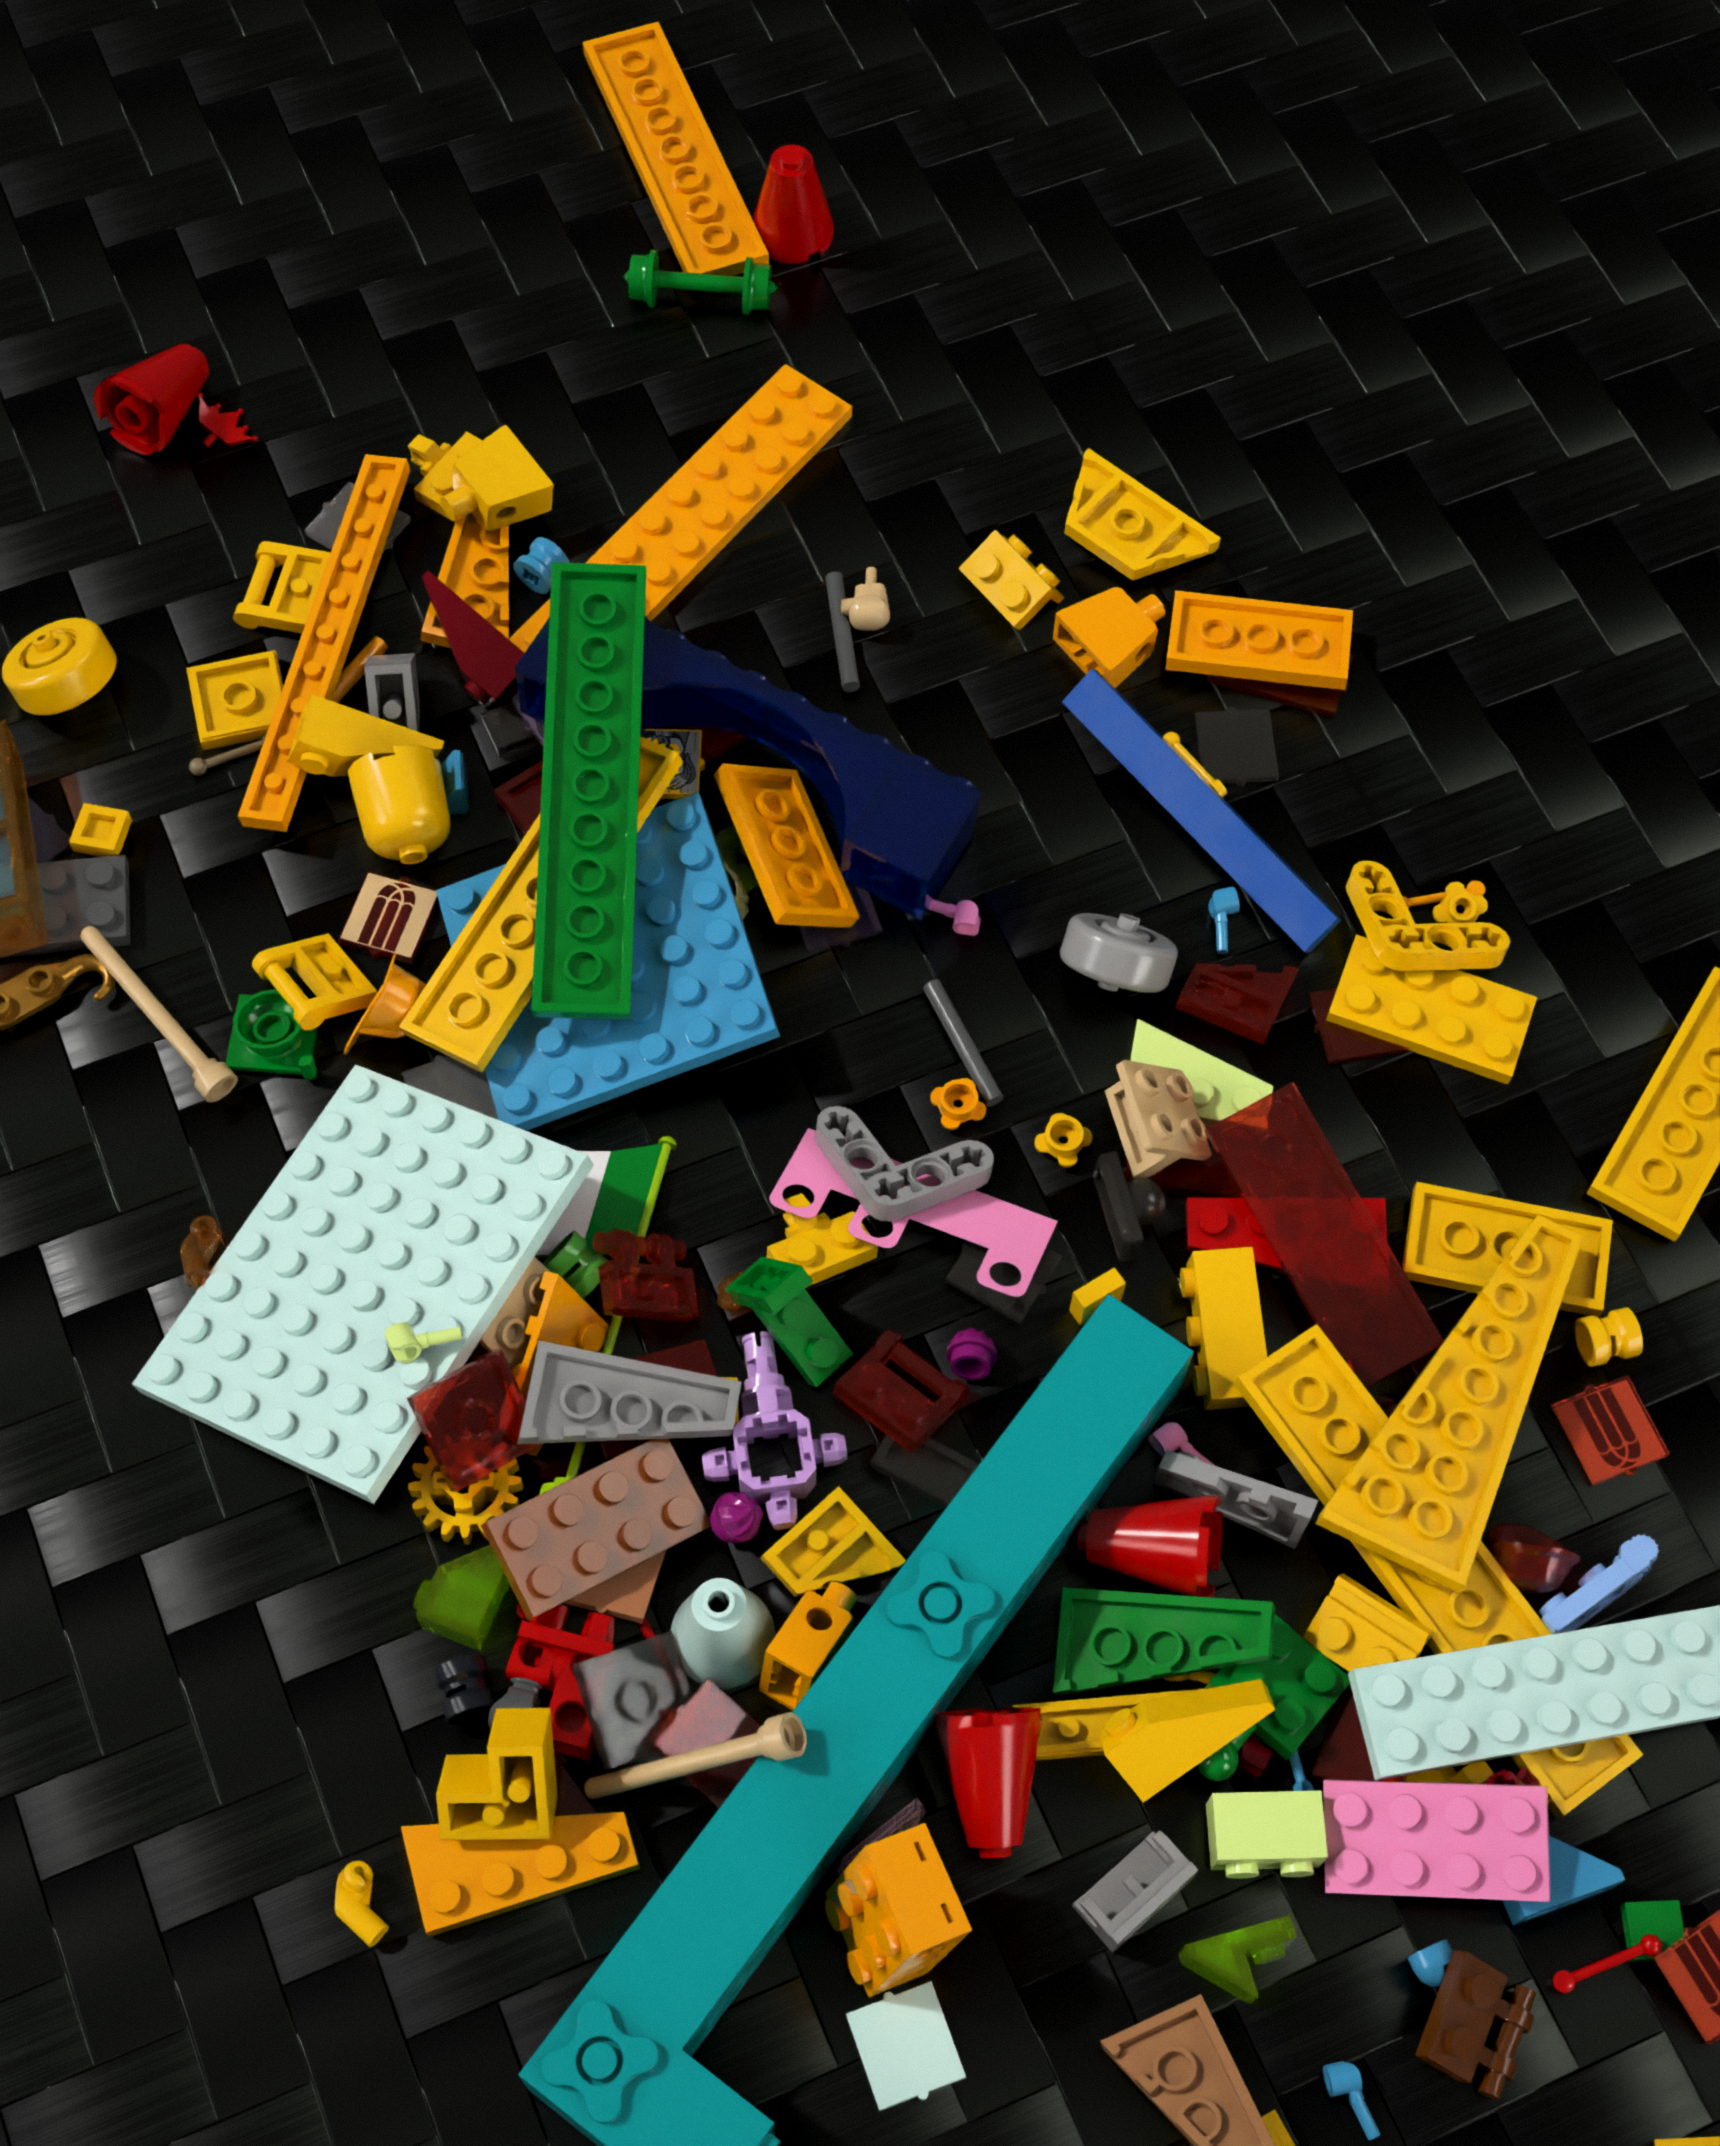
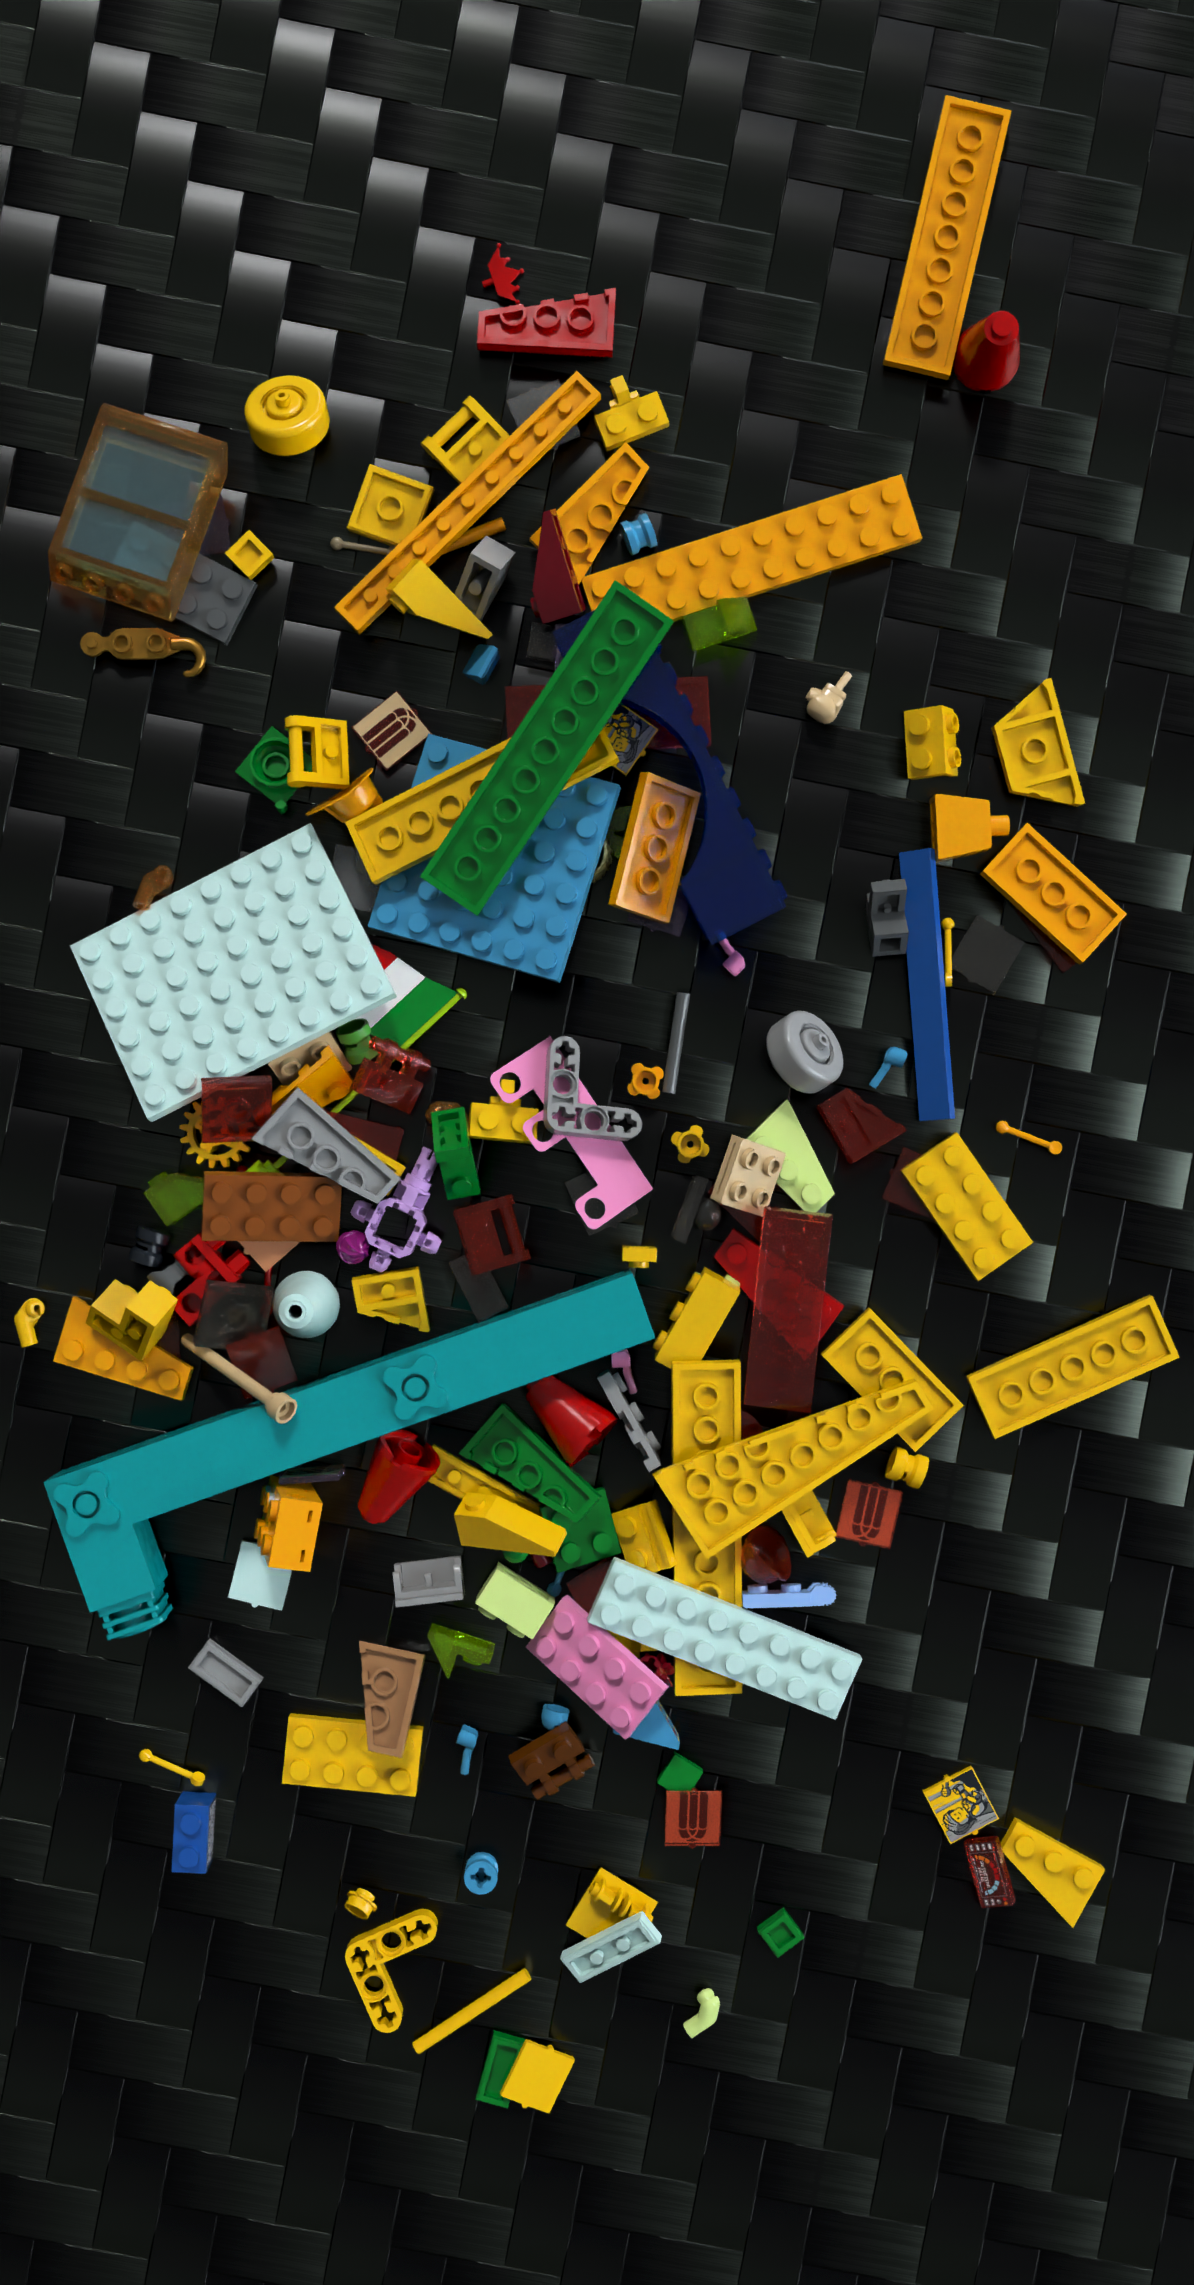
camera: 35 degrees right, 25 degrees up
(152, 397) = (467, 228): red cone -> none
(211, 1077) = (221, 774): tan piece -> none
(304, 440) = (562, 327): none -> red wing
(401, 803) = (438, 665): yellow cylinder -> none
(408, 1346) = (219, 1046): yellowish green hand -> none
(498, 483) = (644, 456): yellow torso -> none
(646, 278) = (853, 342): green piece -> none
(695, 599) = (719, 623): none -> clear neon green slope
(807, 1644) = (330, 1352): light orange torso -> none
(842, 633) = (798, 708): dark grey bar -> none
(971, 1354) = (546, 1238): magenta plate -> none
(1096, 766) = (887, 918): none -> dark grey brick
(1410, 946) = (983, 1153): yellow beam -> none
(1457, 895) = (1036, 1148): yellow plate -> none
(1546, 1487) = (809, 1524): none -> yellow hinge
(1565, 1981) = (616, 1767): red hinge -> none

